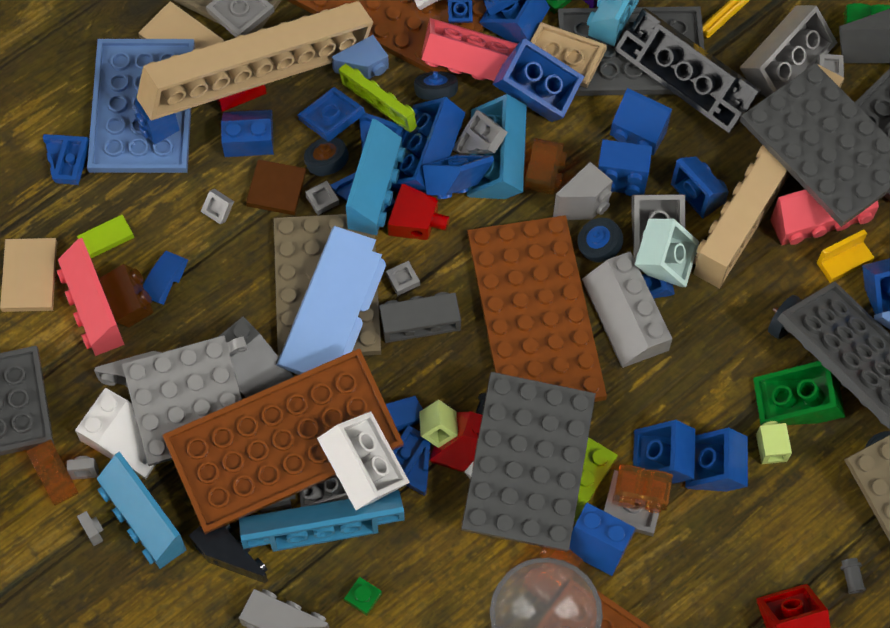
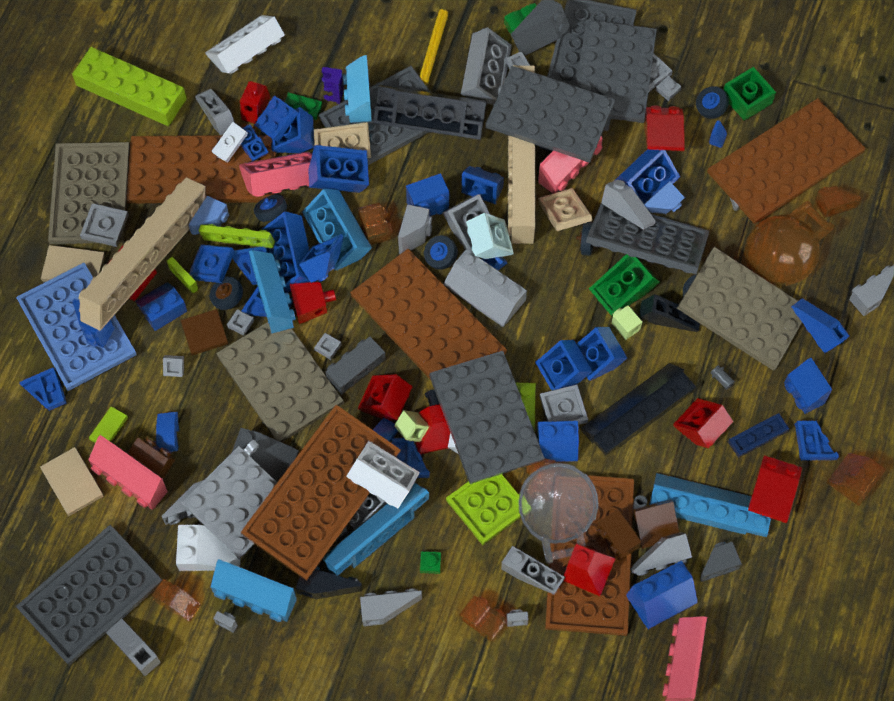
camera: 30 degrees left, 0 degrees up
(82, 468) = (194, 585): light grey plate -> none
(291, 110) = (182, 275): none -> lime tile
(330, 309) = (294, 388): light blue slope -> none
(431, 373) = (385, 396): none -> red slope
(466, 567) = (486, 506): none -> lime plate
(480, 136) = (322, 225): light grey wing -> none
(640, 120) = (419, 161): blue slope -> none
(643, 488) = (565, 394): clear orange brick -> none
(725, 556) = (638, 408): none -> black slope
(779, 268) = (565, 209): none -> tan tile
(827, 457) = (665, 313): none -> black slope
(845, 257) = (597, 181): yellow panel -> none
(860, 301) = (626, 203): none -> light grey slope

